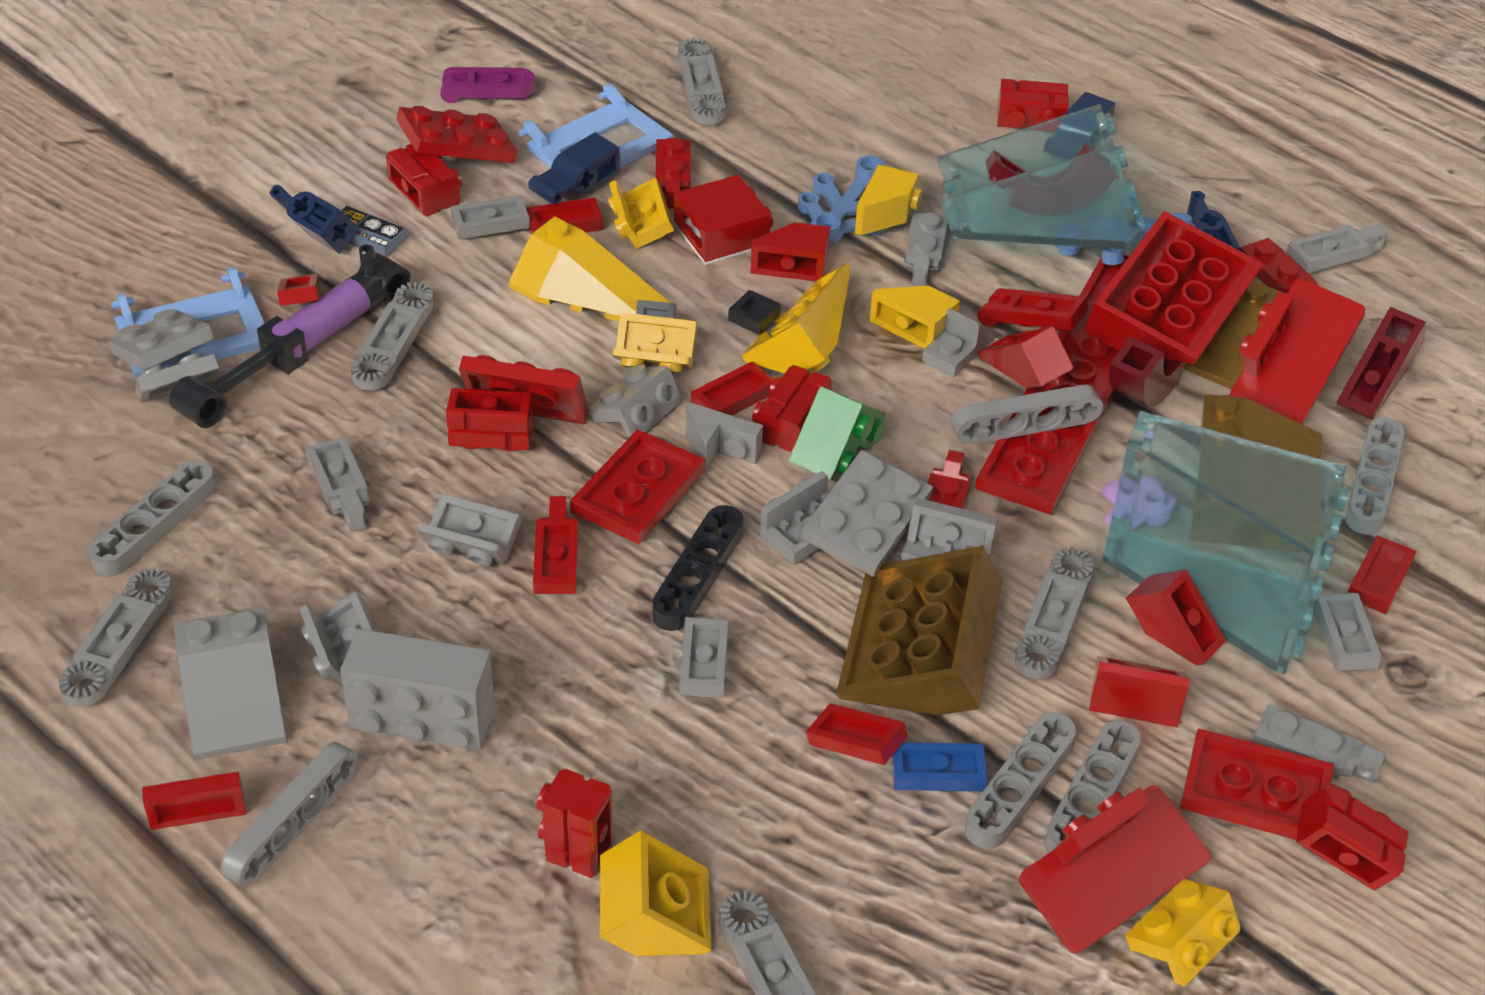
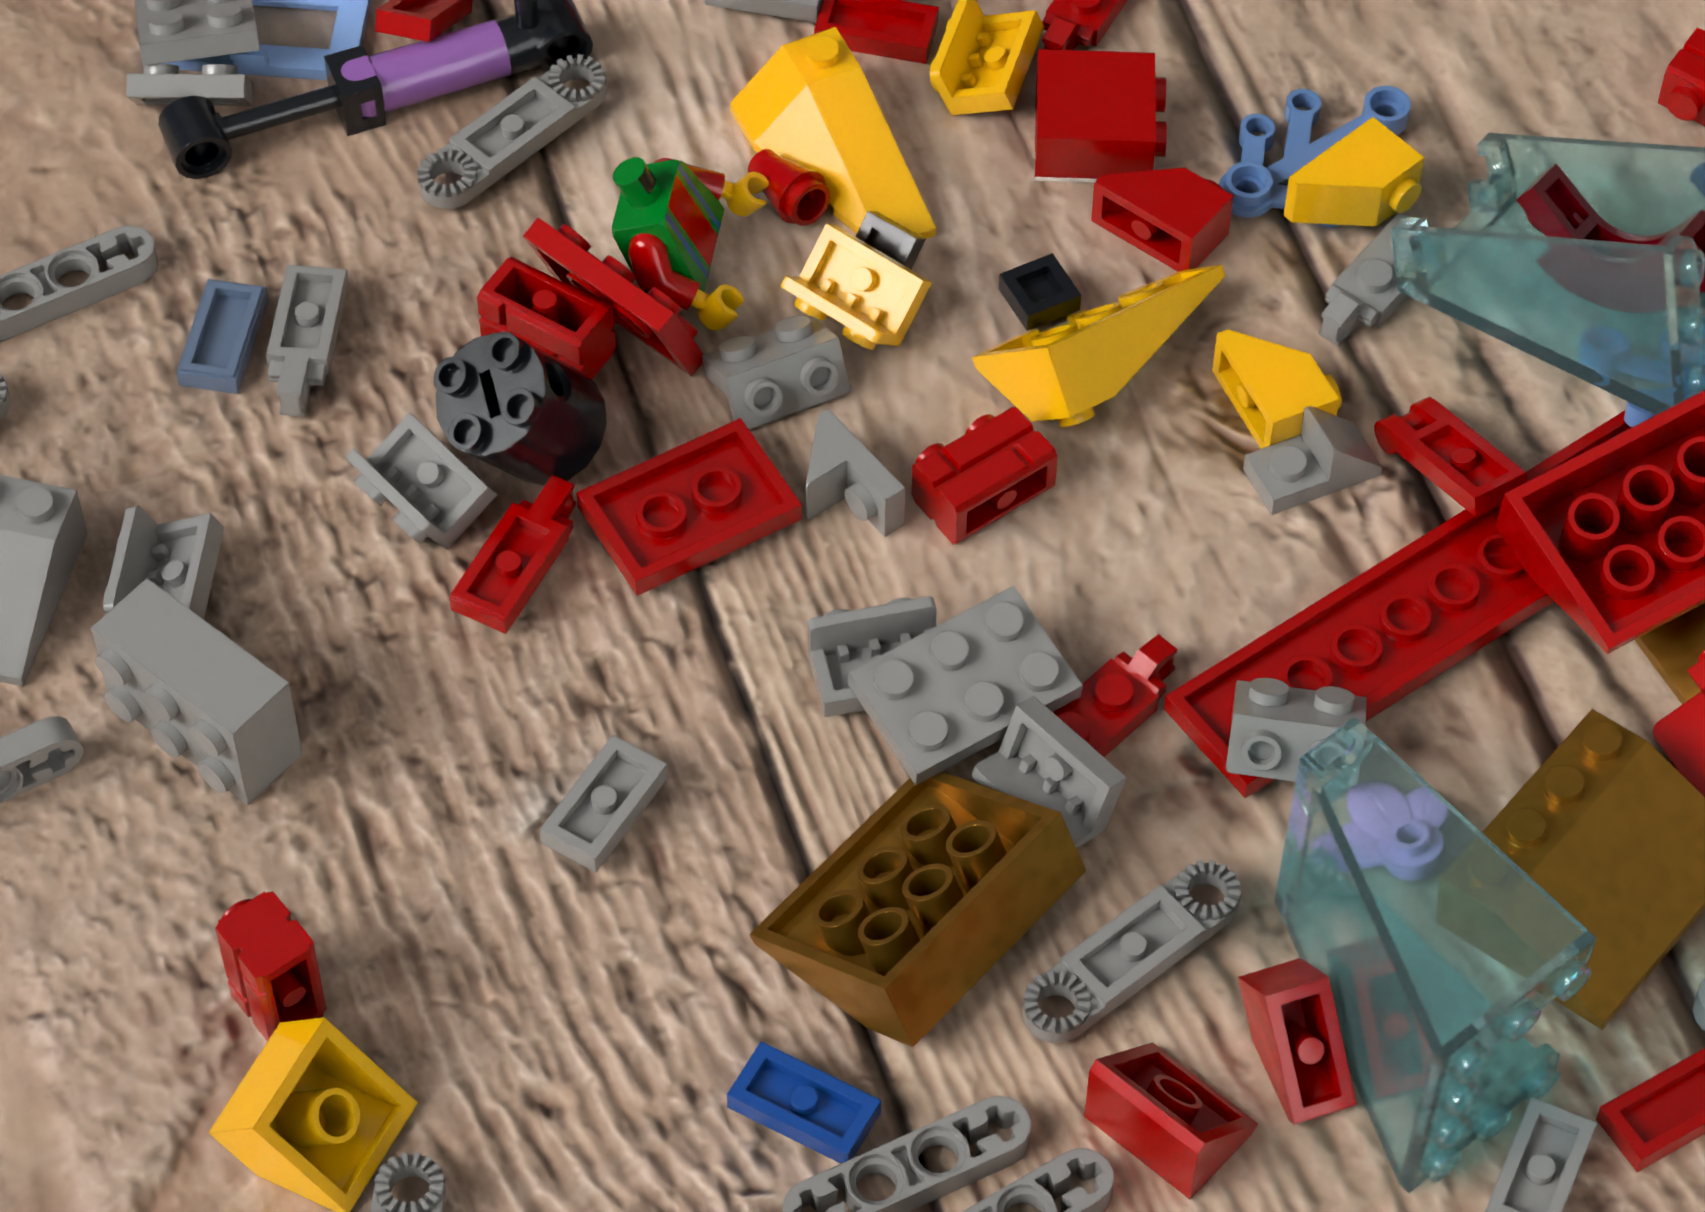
camera: 30 degrees right, 10 degrees up
(285, 502) = (222, 336): none -> sand blue tile
(515, 460) = (519, 408): none -> black cylinder
(526, 340) = (671, 226): none -> torso
(576, 308) = (793, 190): none -> red cone
(695, 565) = (685, 657): black beam -> none
(734, 390) = (922, 410): red tile -> none
(834, 433) = (1002, 535): brick -> none
(857, 733) = (724, 1007): red tile -> none
(982, 420) = (1367, 640): light grey beam -> none
(1030, 358) = (1368, 540): red slope -> none
(1065, 465) = (1282, 723): none -> light grey bracket
(1143, 373) = (1527, 642): dark red arch -> none

